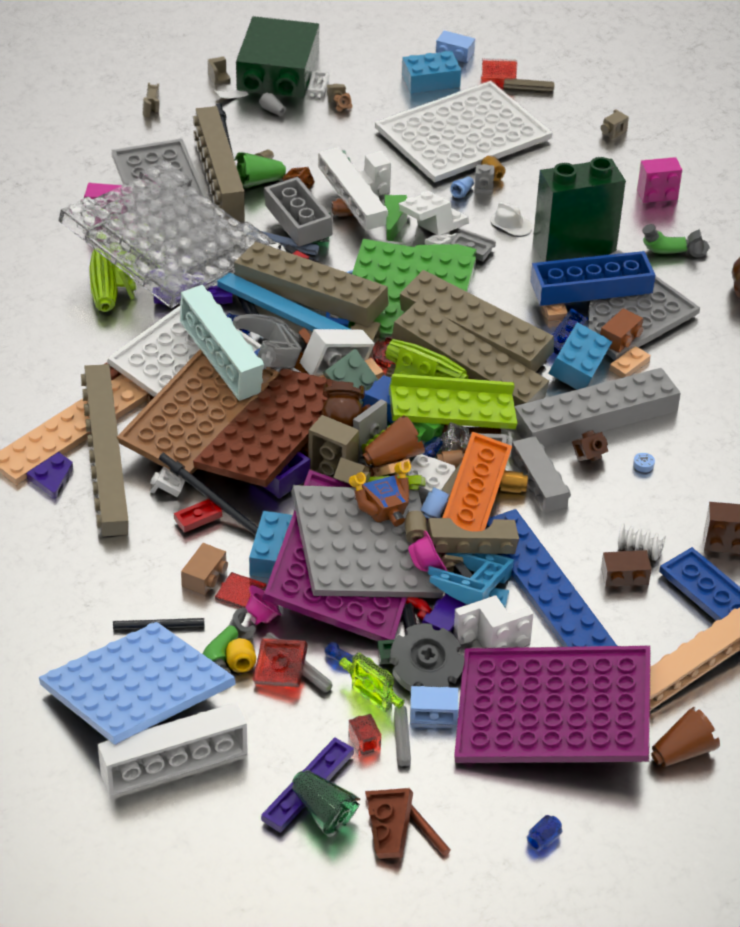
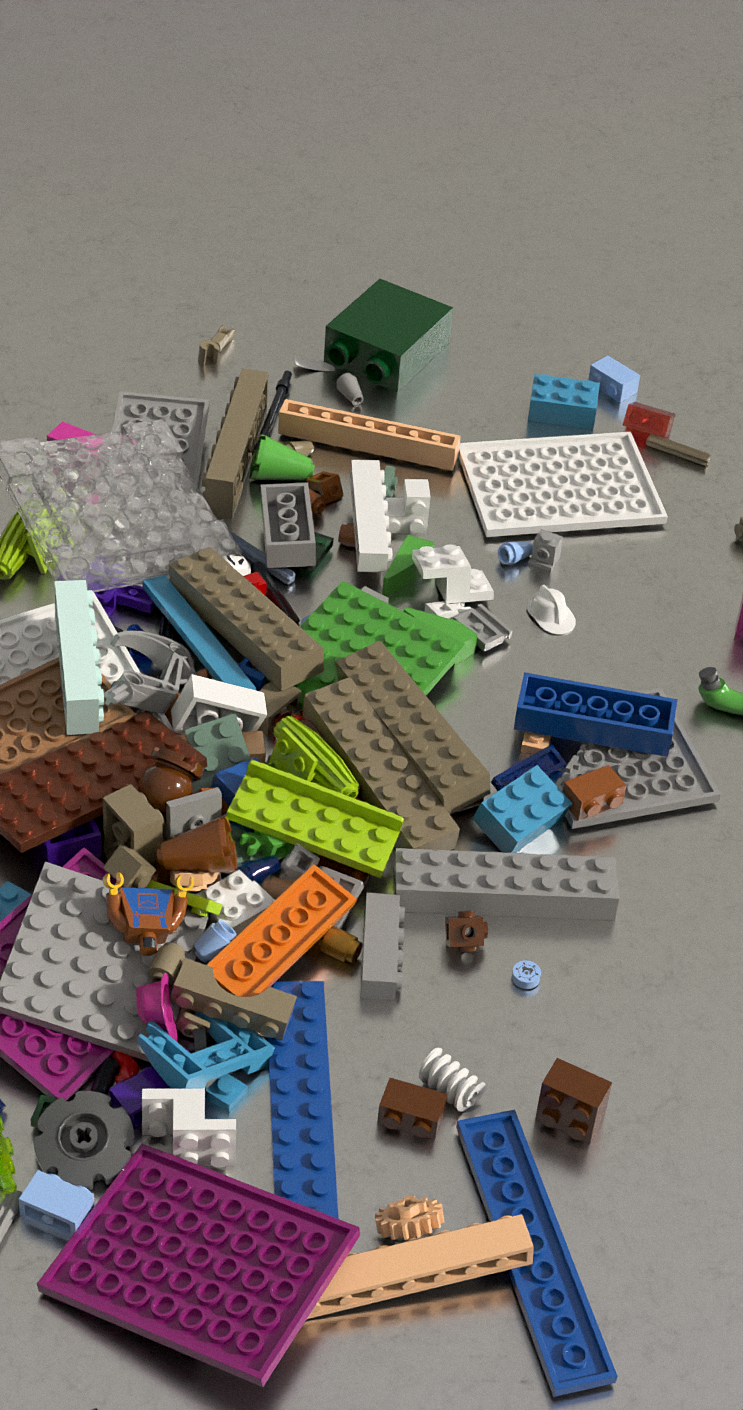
camera: 20 degrees right, 0 degrees up
(217, 70) = (313, 332): dark tan panel -> none
(309, 132) = (369, 434): none -> light nougat brick
(317, 90) = (427, 380): white tile -> none
(335, 89) = (436, 395): dark tan bracket -> none
(344, 97) = (431, 413): medium nougat plate -> none
(499, 169) = (570, 541): pearl gold brick -> none
(578, 210) = (620, 623): dark green brick -> none
(630, 362) = (589, 837): light nougat plate -> none
(669, 633) = (409, 1218): none -> light nougat gear
(685, 739) = (338, 1373): dark orange cone -> none

